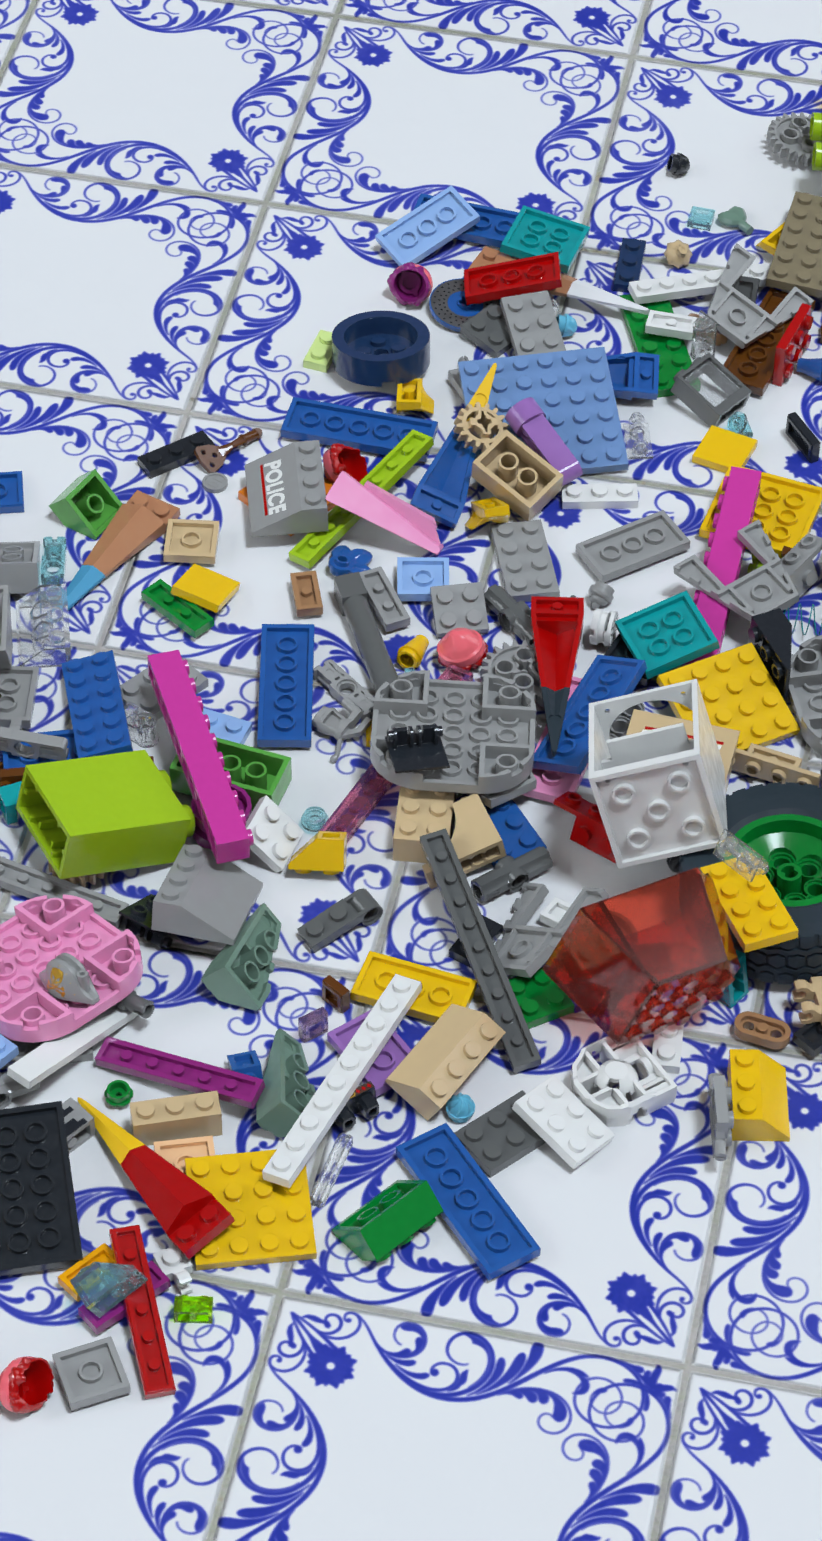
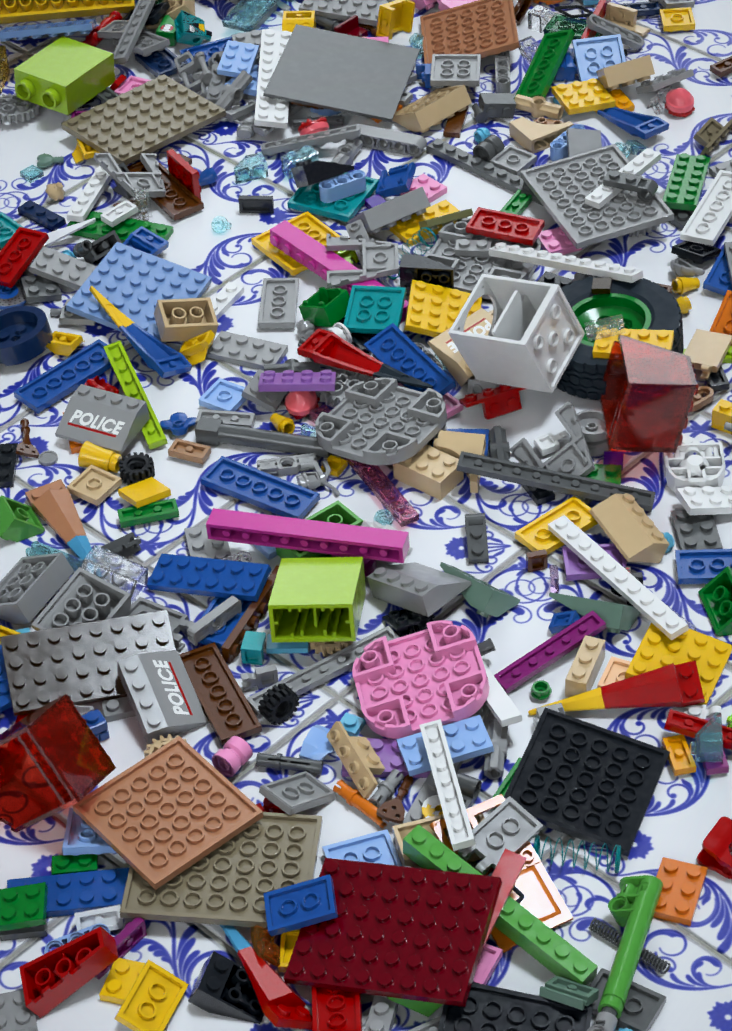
camera: 55 degrees left, 5 degrees down
(69, 980) = (450, 663): light grey hat -> none
(102, 612) = (125, 545): none -> dark grey hinge
(234, 521) = (100, 457): none -> yellow plant
(243, 553) = (142, 462): none -> black tyre
(323, 853) = (420, 521): yellow slope -> none
(385, 511) = (163, 382): bright pink wedge -> none
(416, 750) = (398, 432): black hinge -> none
(470, 624) = (297, 381): none -> medium lavender plate
(480, 427) = (135, 315): tan gear -> none
(532, 426) = (152, 291): medium lavender beam -> none
(592, 338) = (96, 250): none -> dark grey hinge
(638, 438) = (196, 264): clear hinge -> none
(643, 586) = (325, 306): none -> green container
(710, 390) = (187, 221): dark grey window -> none
(722, 448) = (233, 239): yellow tile -> none

